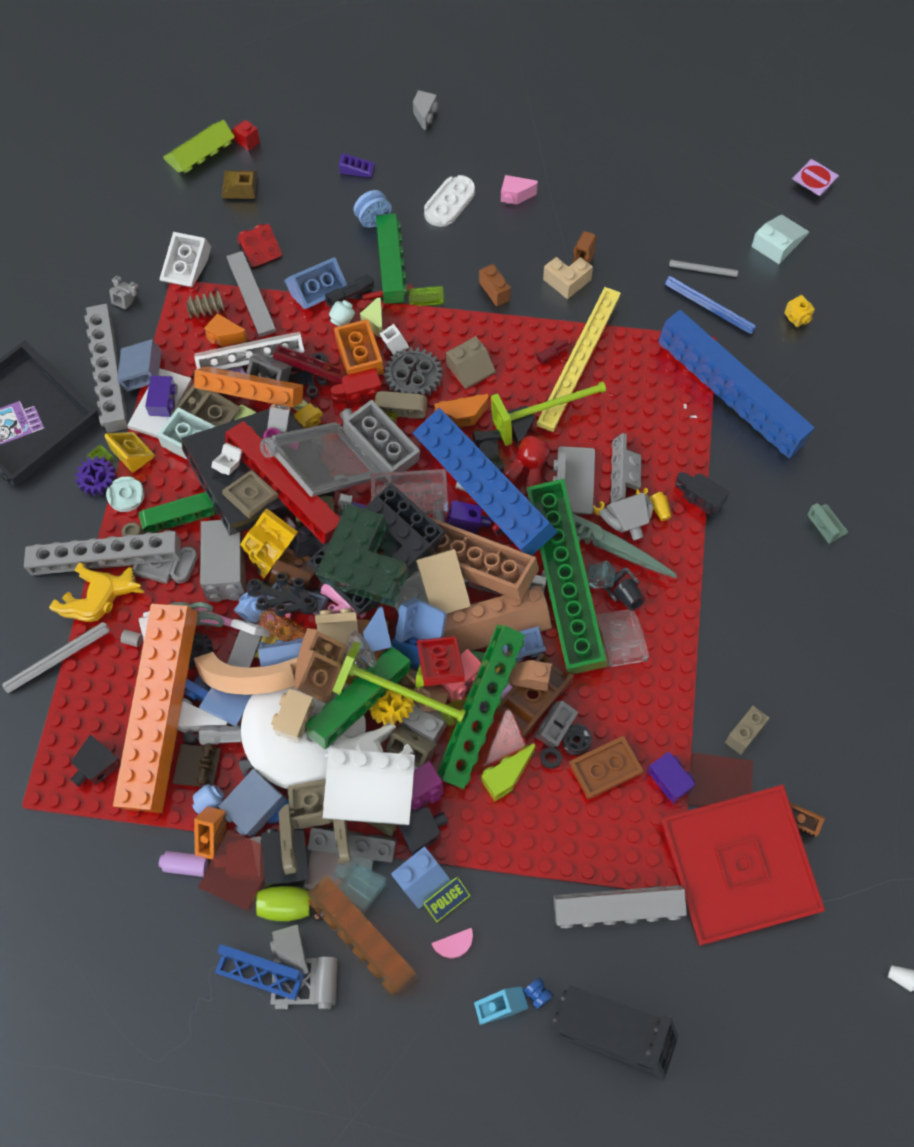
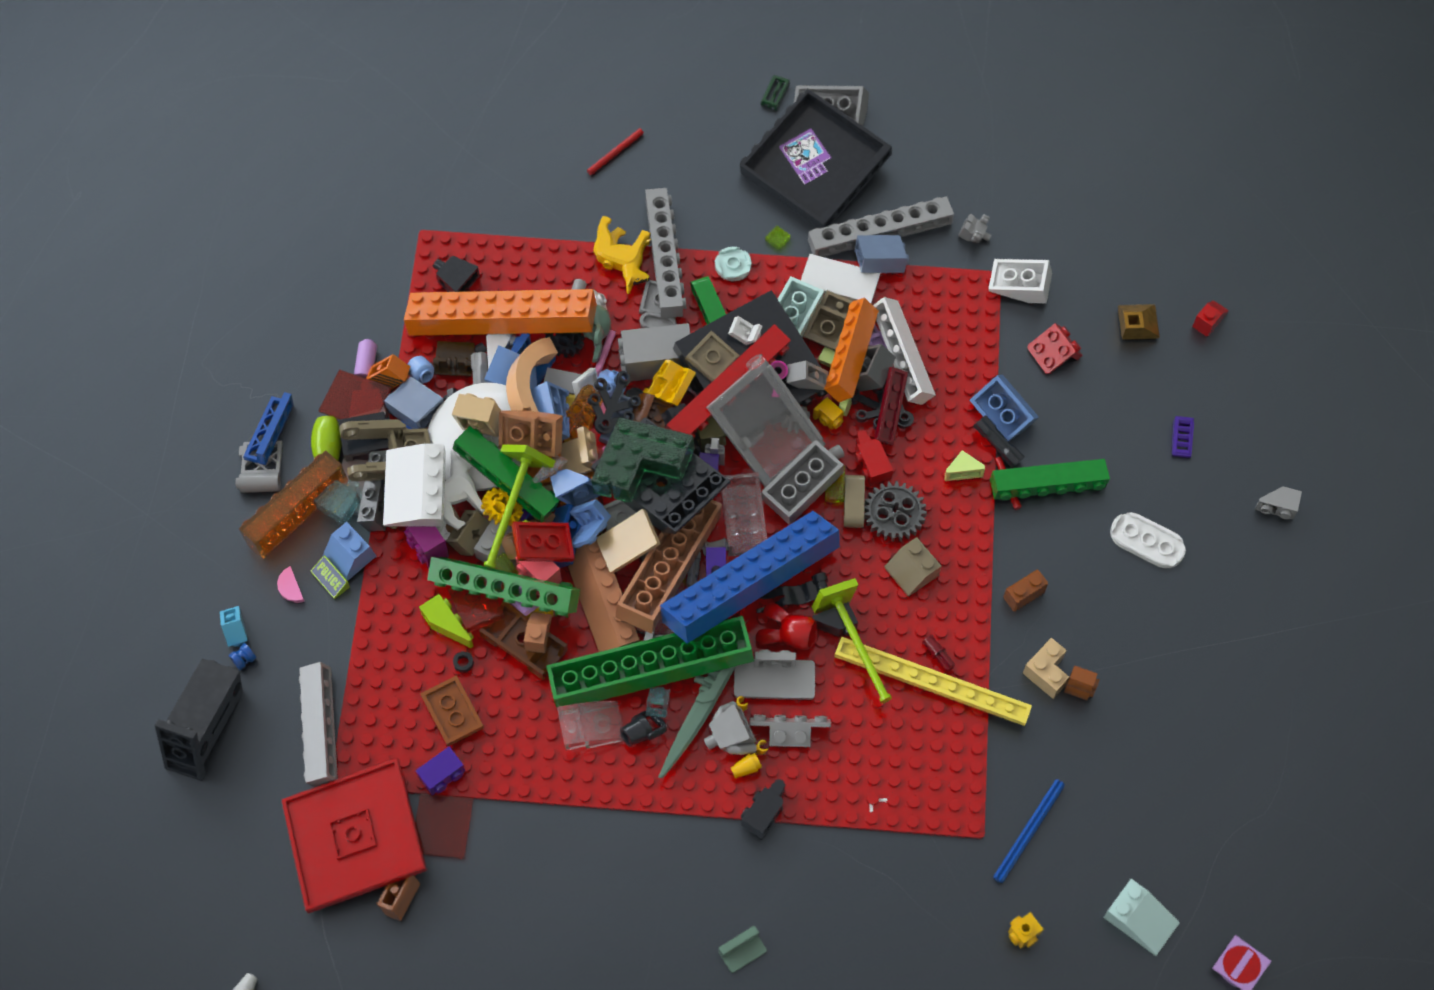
camera: 85 degrees right, 0 degrees up
(55, 657) = (559, 232): light grey axle -> none
(91, 471) = (752, 235): dark purple gear -> none
(129, 449) = (780, 258): yellow slope -> none
(131, 528) = (690, 274): dark tan tile -> none
(161, 396) = (841, 276): dark purple brick -> none
(200, 146) = (1184, 274): lime slope -> none
(204, 305) = (961, 303): dark tan piece -> none
(224, 332) = (930, 325): orange slope -> none
(251, 294) = (985, 346): light grey tile -> none
(290, 948) = (288, 450): light grey slope -> none
(341, 313) = (963, 434): light aqua head -> none
(358, 347) = (916, 453): orange brick -> none
(369, 206) = (1114, 452): light blue wheel -> none
(394, 340) = (932, 487): white brick -> none
(422, 829) = (391, 547): black torso -> none
(426, 295) = (1007, 522): clear neon green tile -> none
(464, 411) = (851, 563): orange slope -> none
(517, 189) = (1168, 609): bright pink slope -> none
(532, 644) = (579, 630): medium blue bracket -> none
(555, 724) = (492, 660): flat silver brick -> none
(574, 732) = (480, 675): black wheel -> none
(703, 268) = (1083, 823): light grey bar -> none
(735, 384) = (905, 844): blue brick -> none
(747, 730) = (493, 848): dark tan brick -> none

